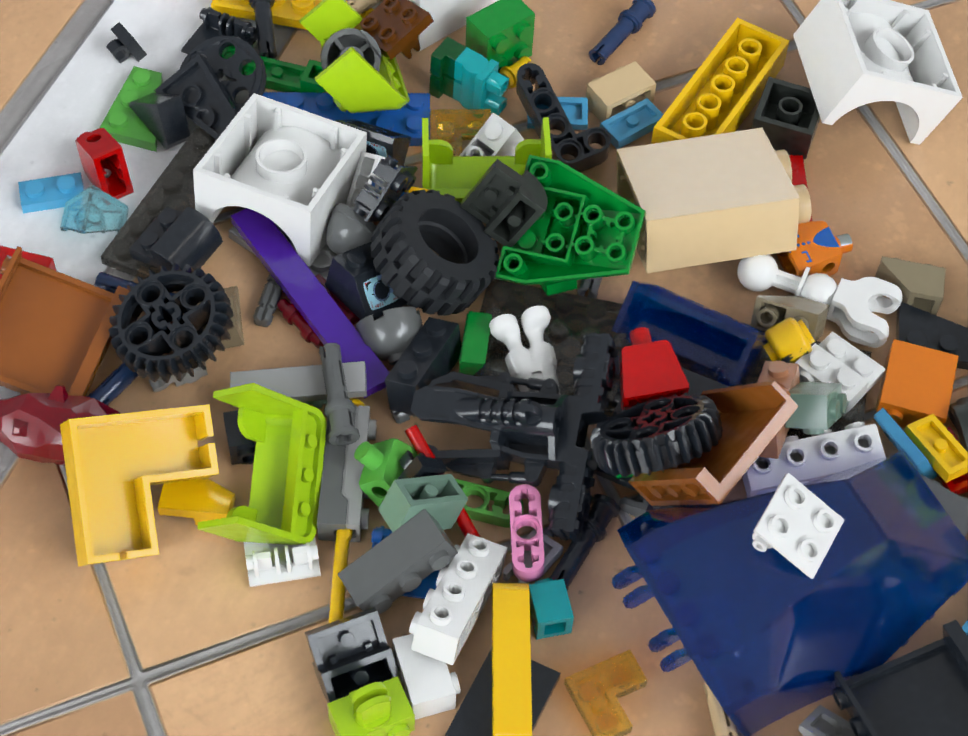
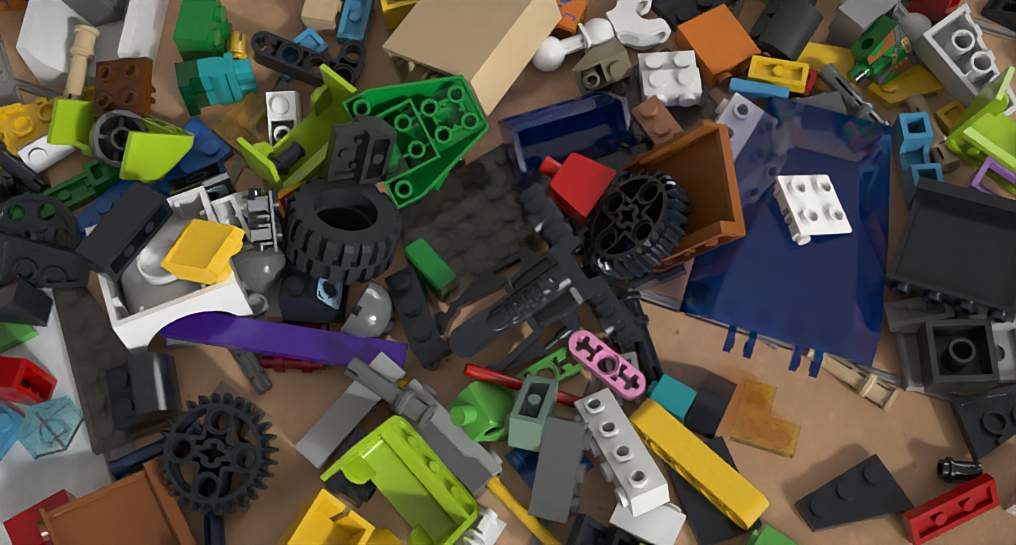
camera: 40 degrees left, 10 degrees up
(274, 113) = (124, 231): none -> black brick
(290, 31) = (41, 155): none -> plate
(310, 171) = (203, 251): none -> yellow slope
(420, 466) = (503, 391): black tile -> none
(456, 173) = (288, 158): none -> black pin
(524, 363) = (485, 251): white piece -> none
(579, 642) = (710, 405): none -> black slope
(788, 341) = (626, 82): yellow head -> none
(818, 407) = (692, 105): sand green brick -> none

